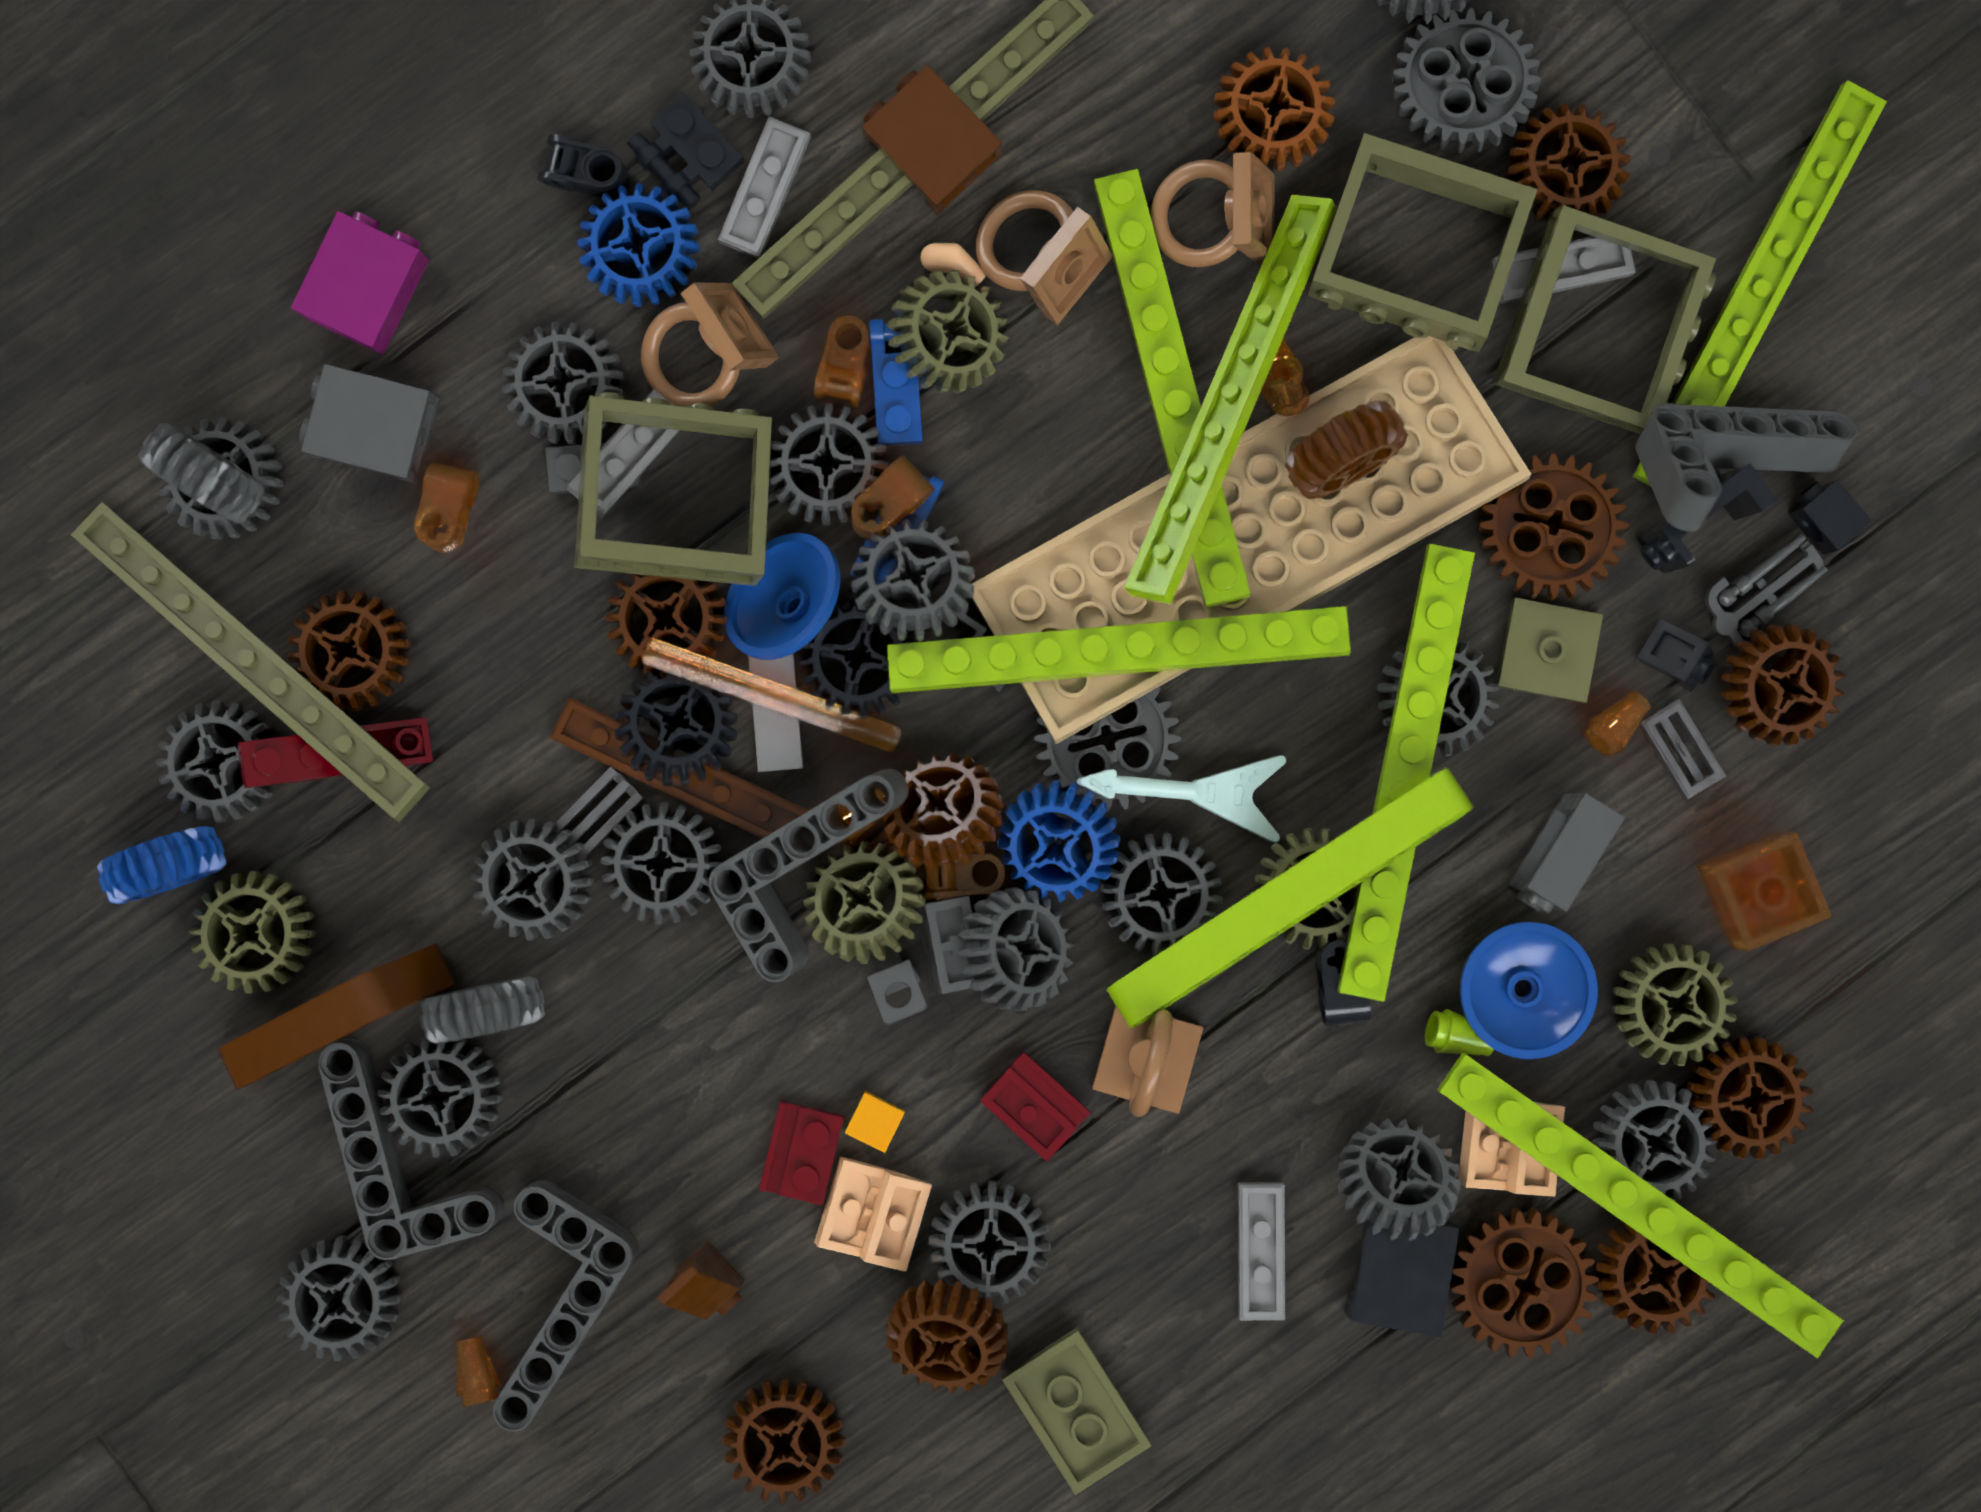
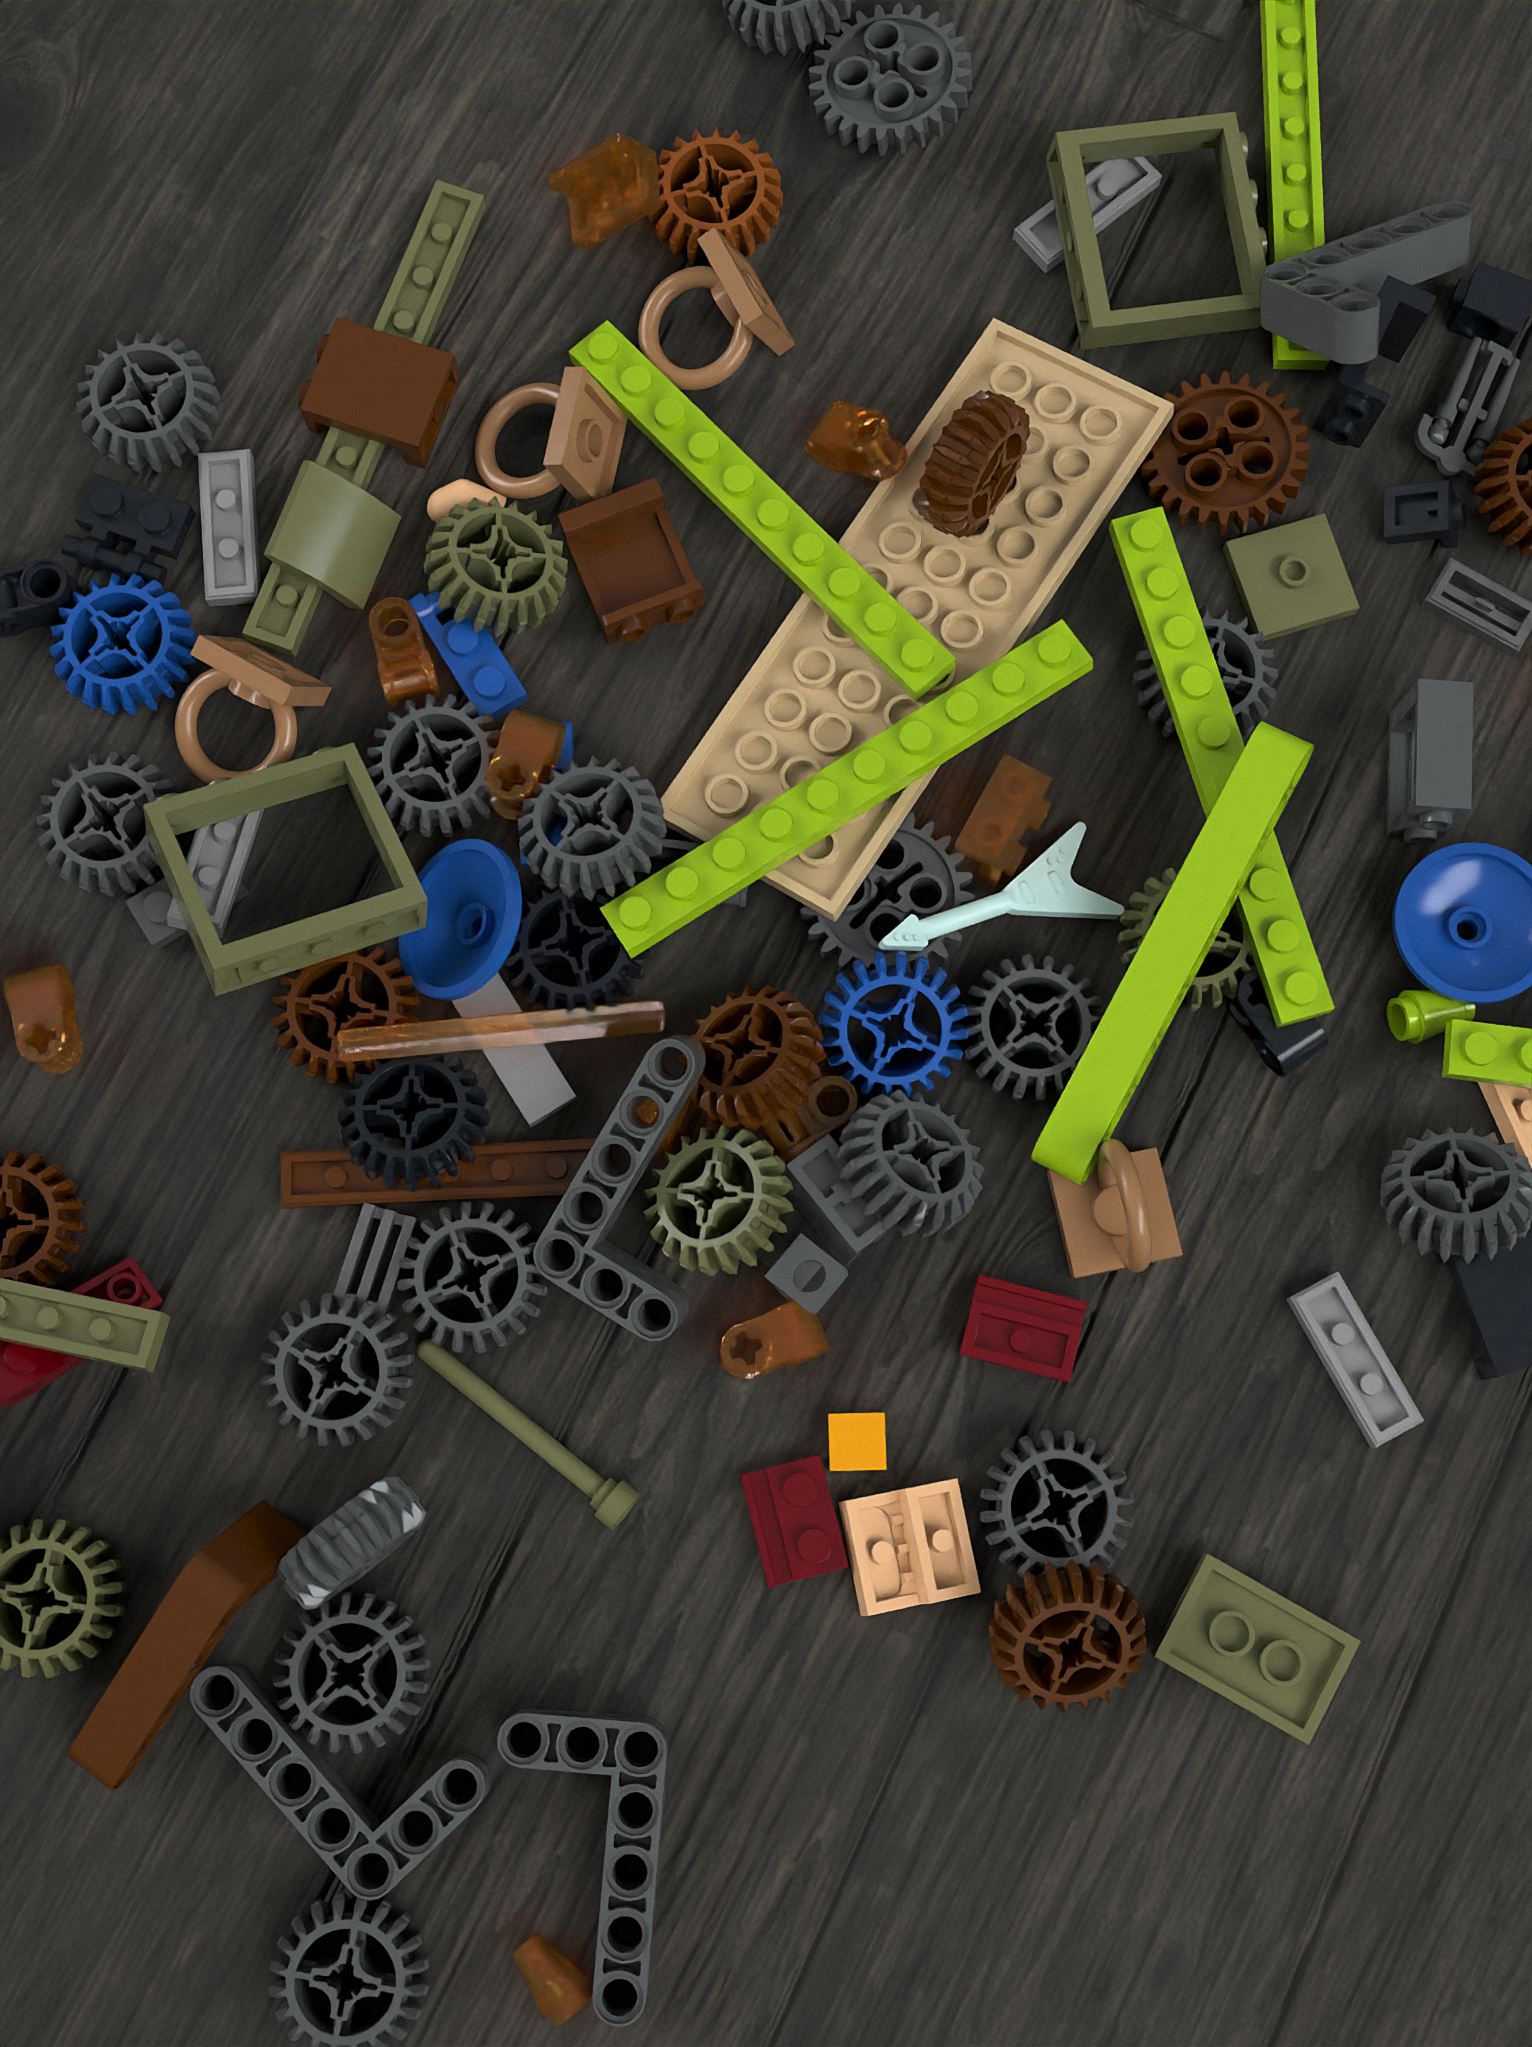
camera: 30 degrees left, 10 degrees down
(679, 1068) = (608, 1497): none -> olive piece
(703, 1284) = (764, 1726): reddish brown slope -> none
(799, 1453) = (976, 1869): reddish brown gear -> none
(837, 241) = (332, 534): none -> olive slope
(859, 1024) = (784, 1338): none -> clear orange piece
(1054, 379) = (631, 562): none -> reddish brown panel
(1192, 65) = (608, 188): none -> clear orange bracket
(1224, 726) = (1002, 816): none -> clear orange bracket
(1230, 399) = (827, 484): lime plate -> none
(1444, 179) = (923, 178): olive window -> none
(1568, 130) = (1041, 88): reddish brown gear -> none
(1615, 726) = (1403, 614): clear orange cone -> none

